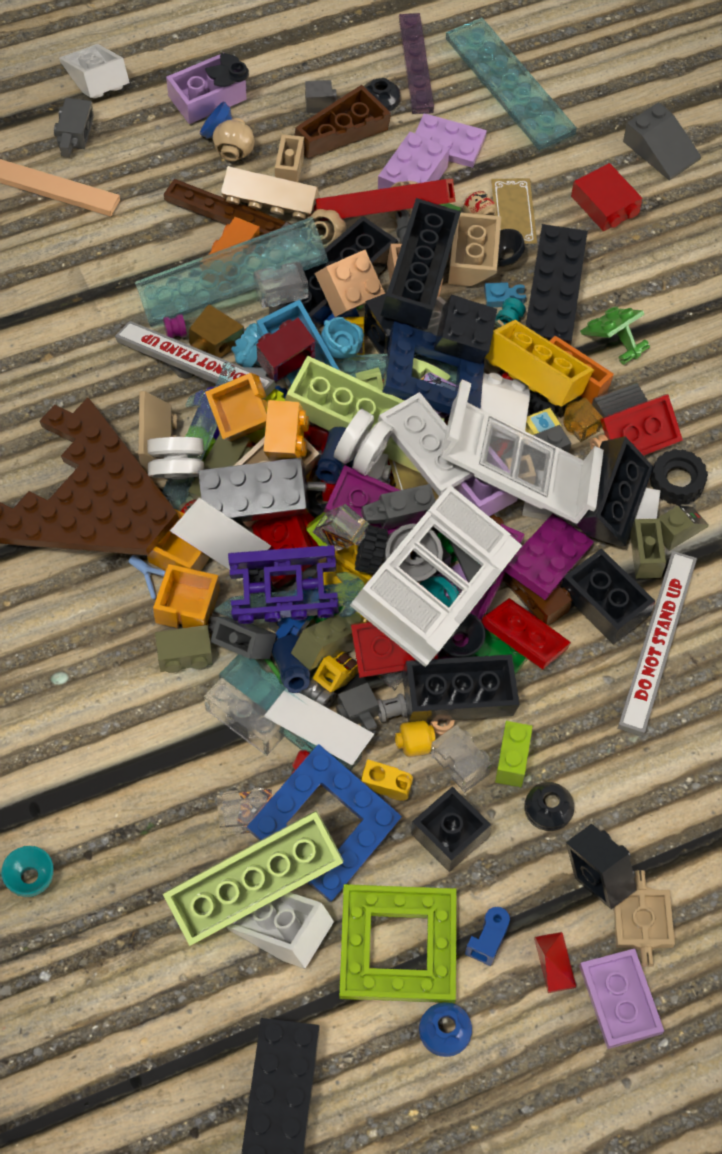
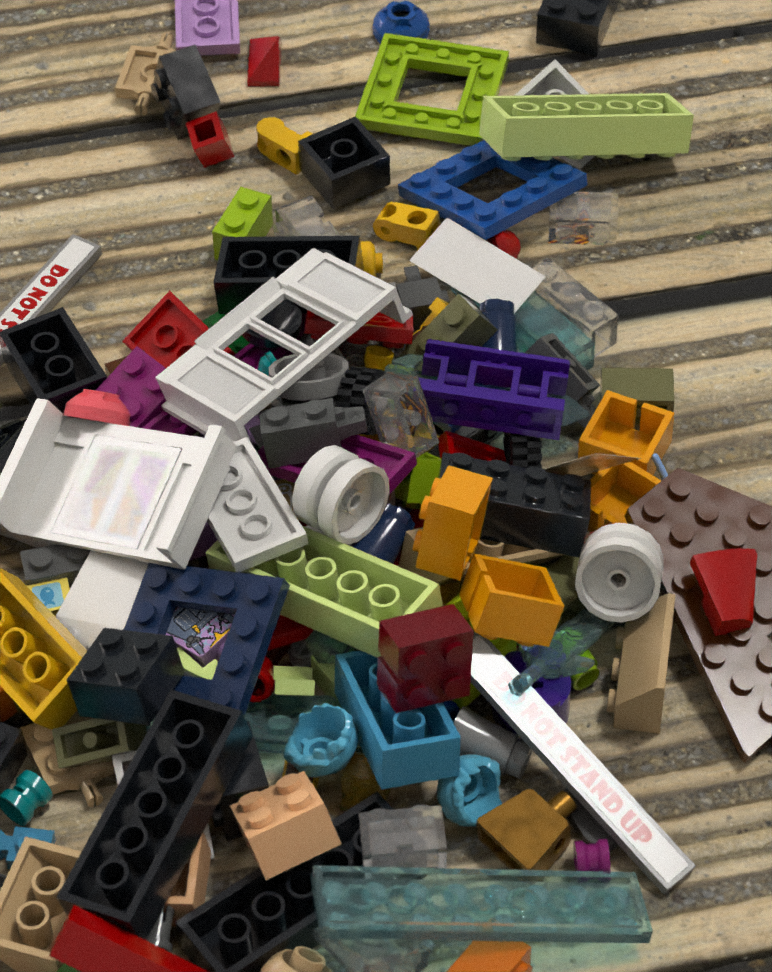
camera: 165 degrees left, 10 degrees down
(104, 470) = (728, 587): none -> red slope
(493, 932) = (329, 79): blue leg -> none
(508, 853) = (279, 143): none -> yellow leg
(546, 817) = (213, 195): black piece -> none
(550, 509) = (99, 407): none -> coral piece
(563, 829) = (210, 139): none -> red brick

